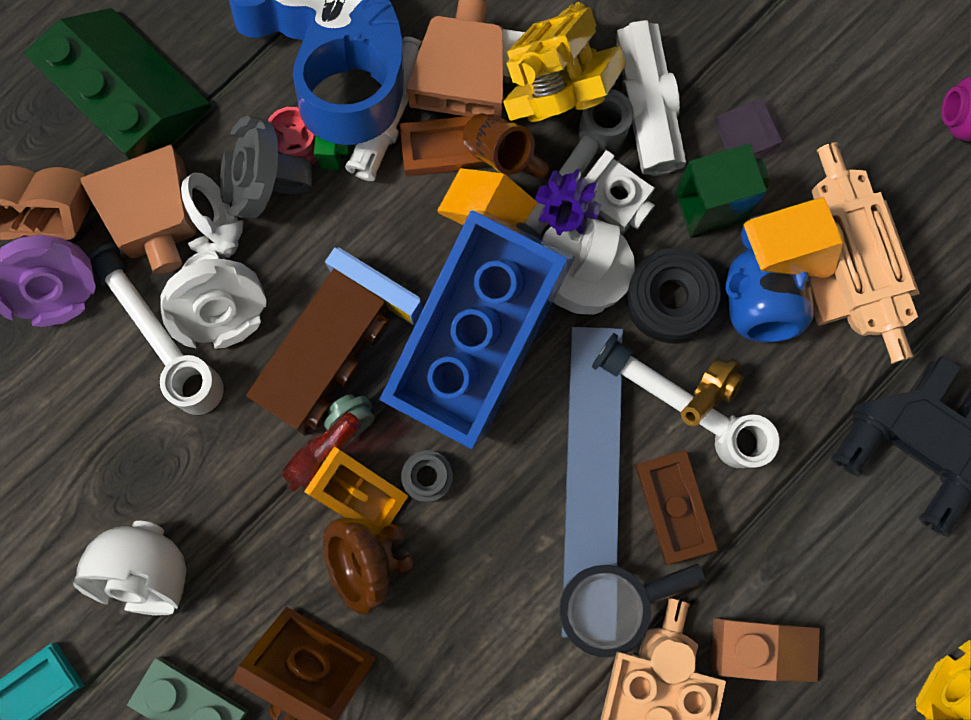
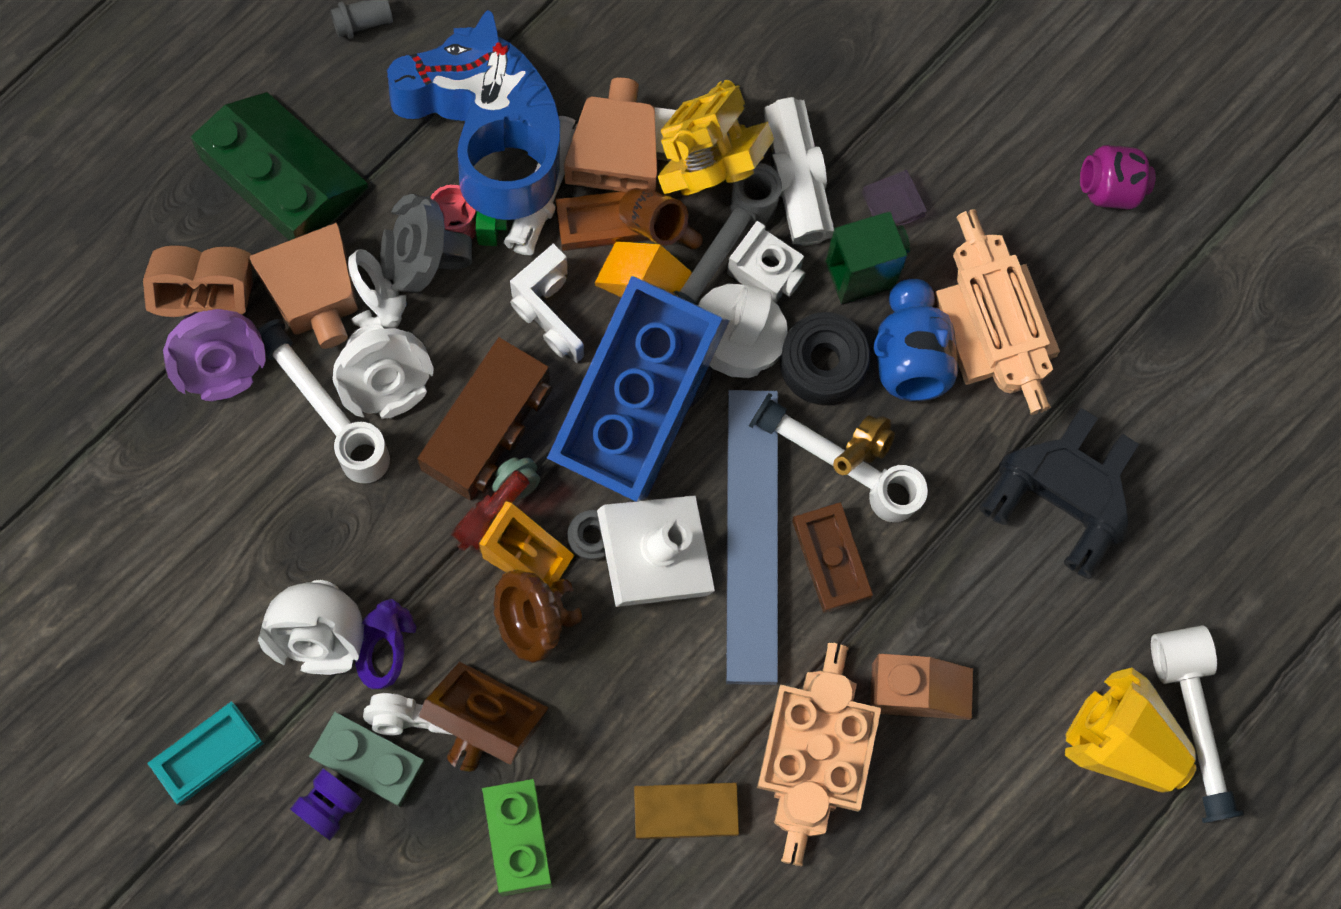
camera: 10 degrees left, 5 degrees down
(207, 568) = (387, 623): none -> dark purple piece
(212, 662) = (393, 713): none -> white plate
(385, 206) = (539, 278): none -> white bracket
(397, 298) = (562, 368): light blue tile -> none
(491, 496) = (655, 550): none -> white tile
(566, 216) = (725, 256): dark purple gear -> none
(611, 610) = (774, 650): piece -> none
(796, 240) = (936, 300): light orange slope -> none

